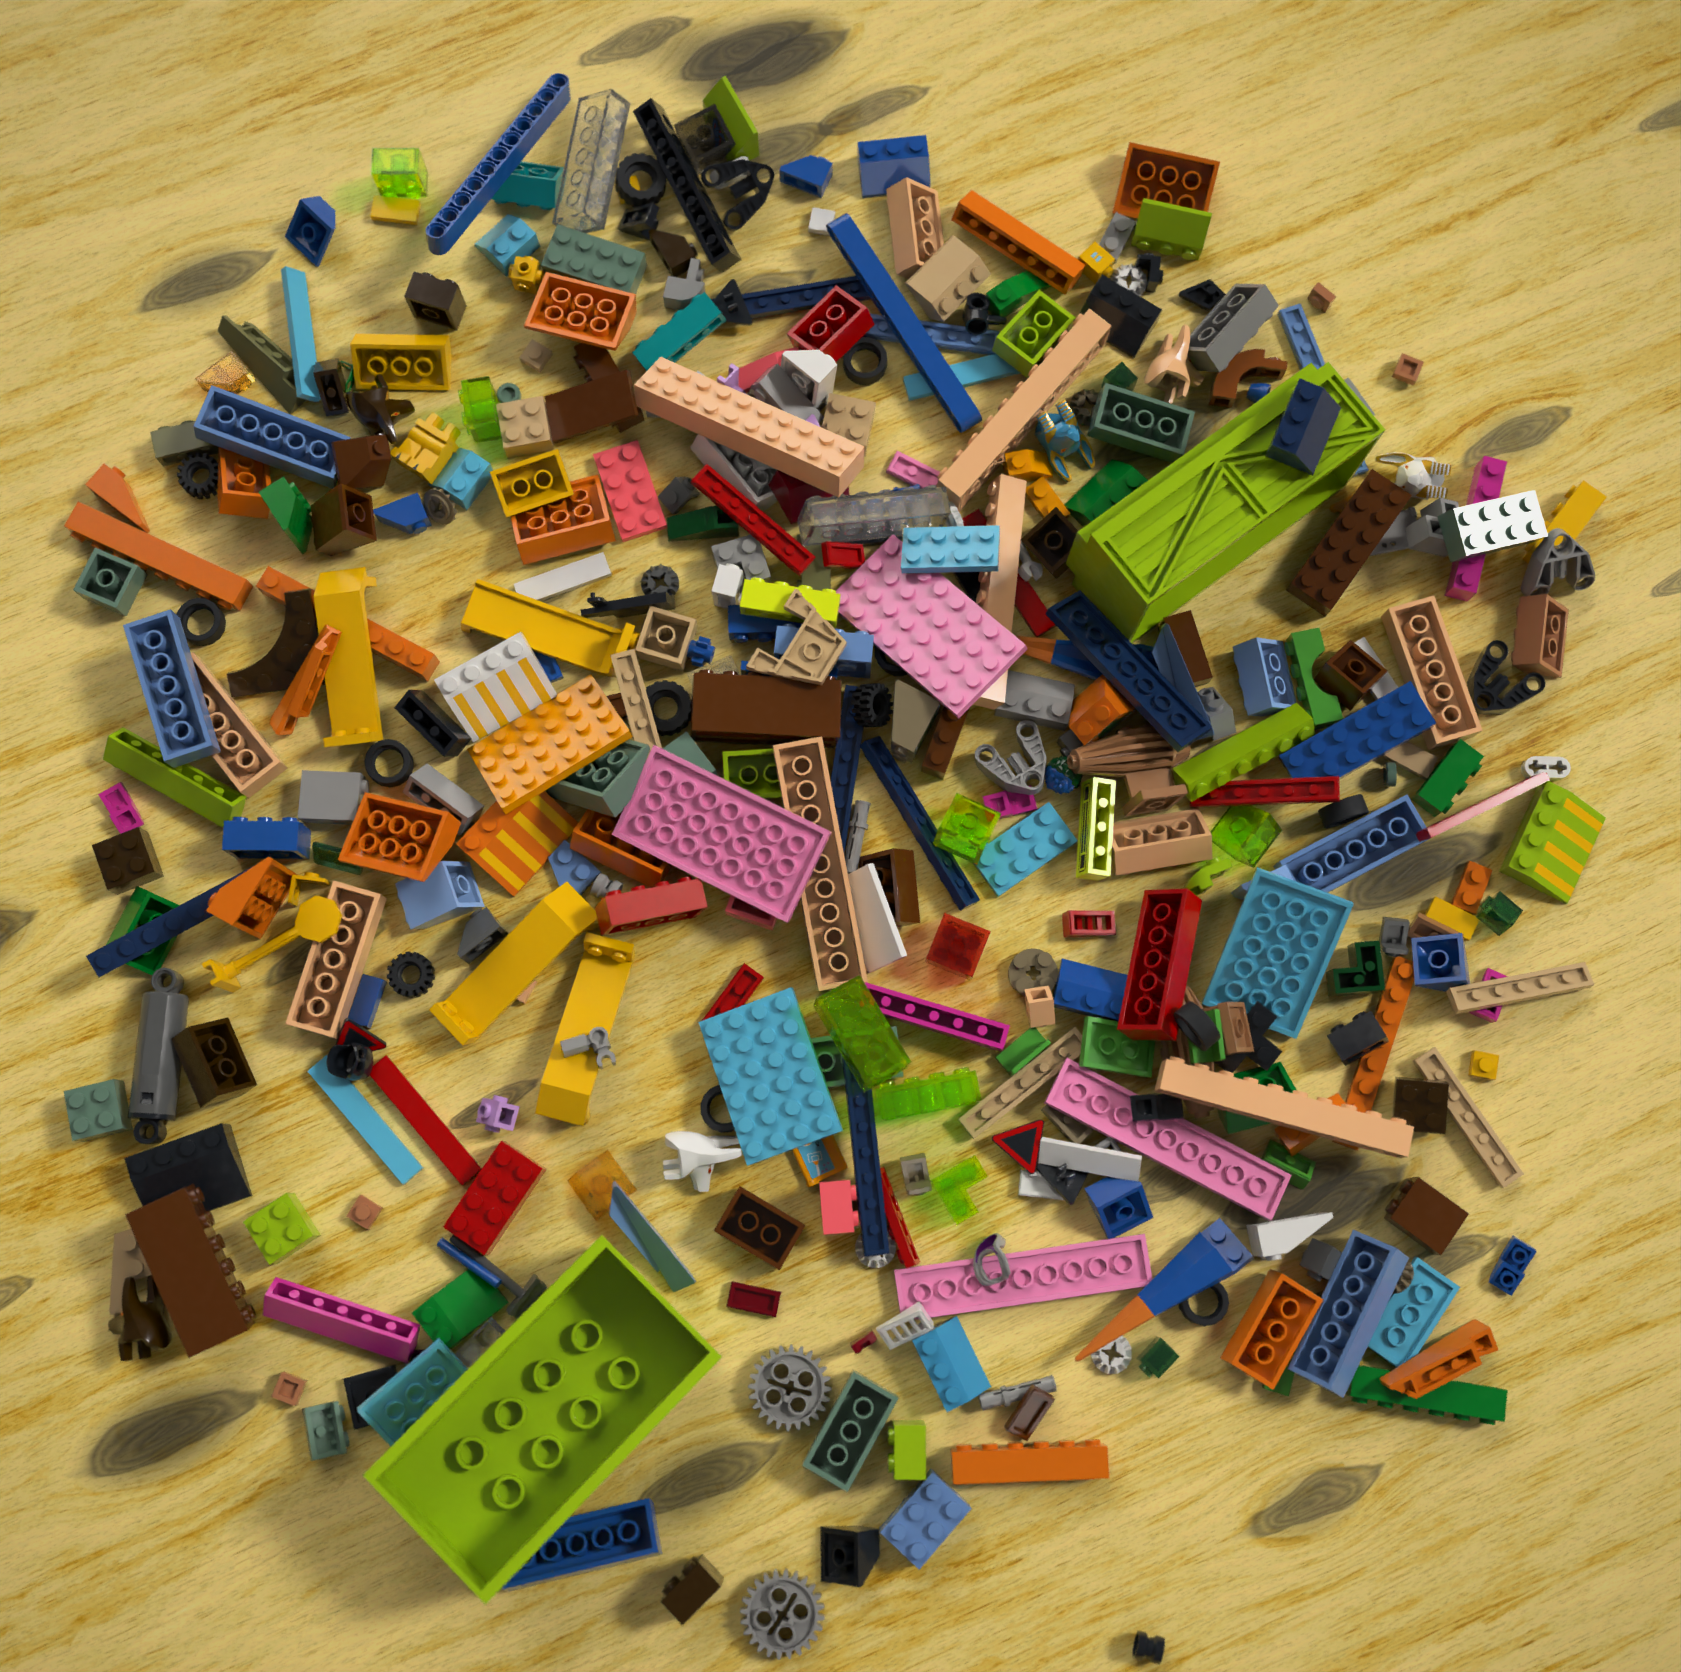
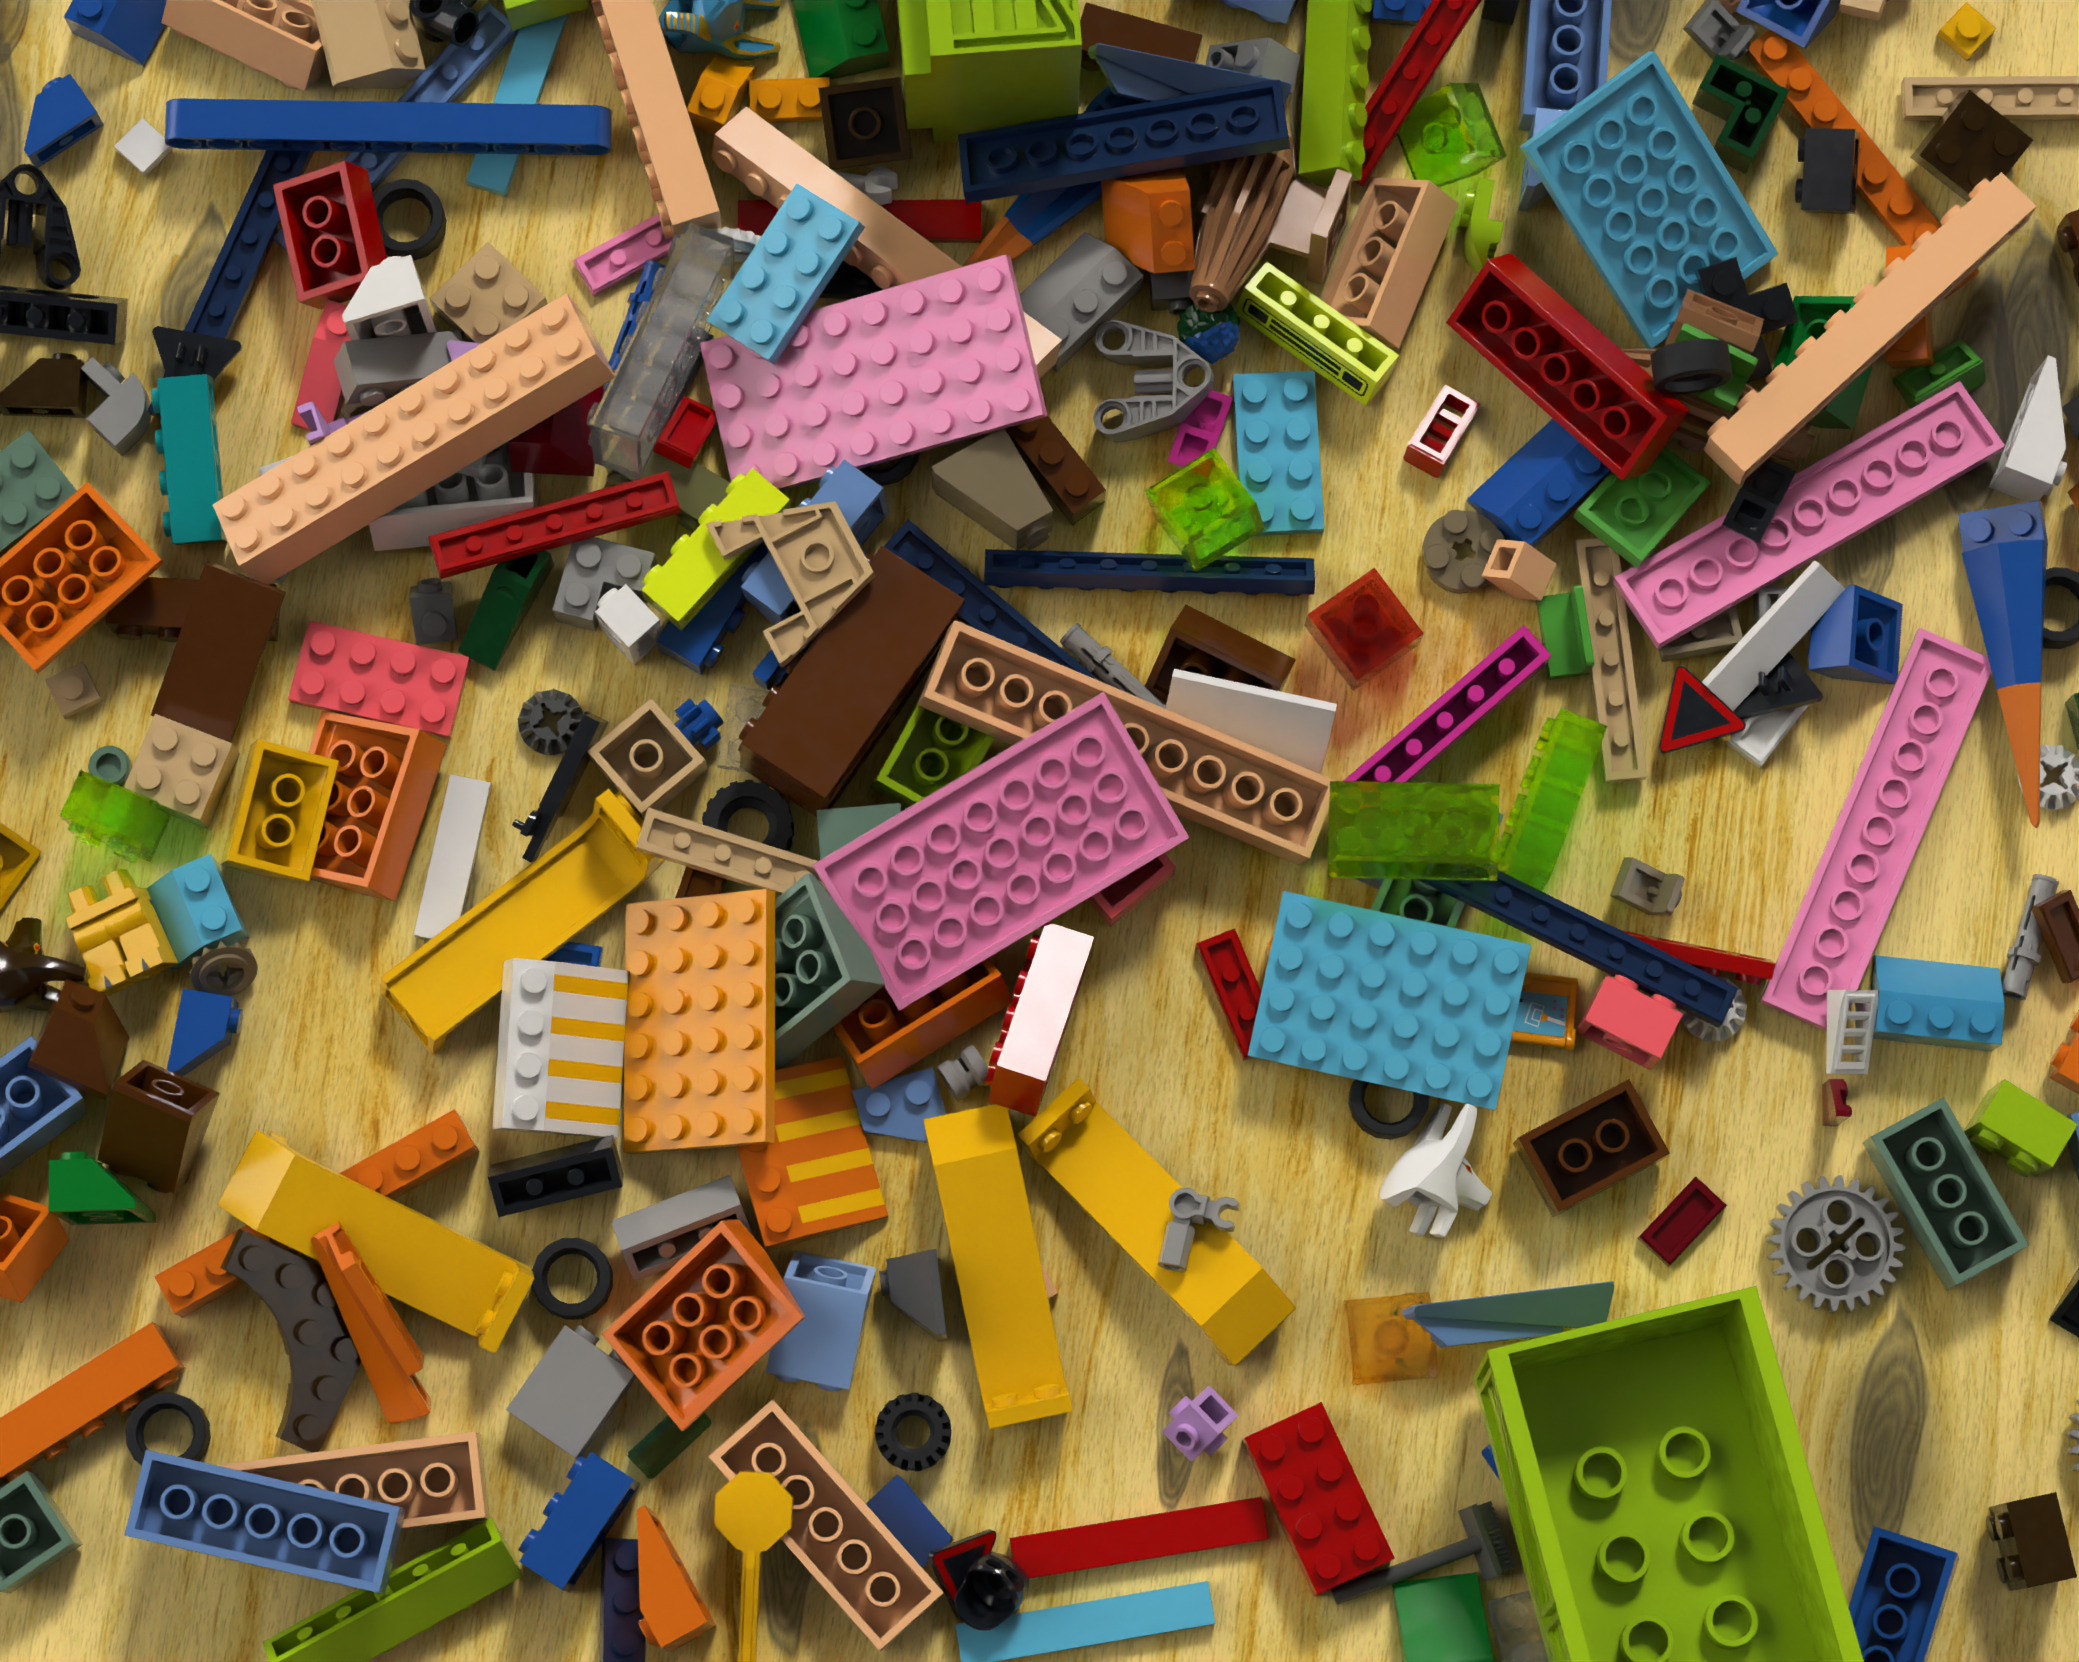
camera: 60 degrees left, 0 degrees up
(312, 878) = (672, 1498): yellow bracket -> none
(469, 1263) = (1388, 1592): blue bar -> none
(872, 705) = (938, 529): black tyre -> none
(952, 1188) = (1698, 847): clear neon green brick -> none
(990, 1245) = (1806, 844): light grey piece -> none

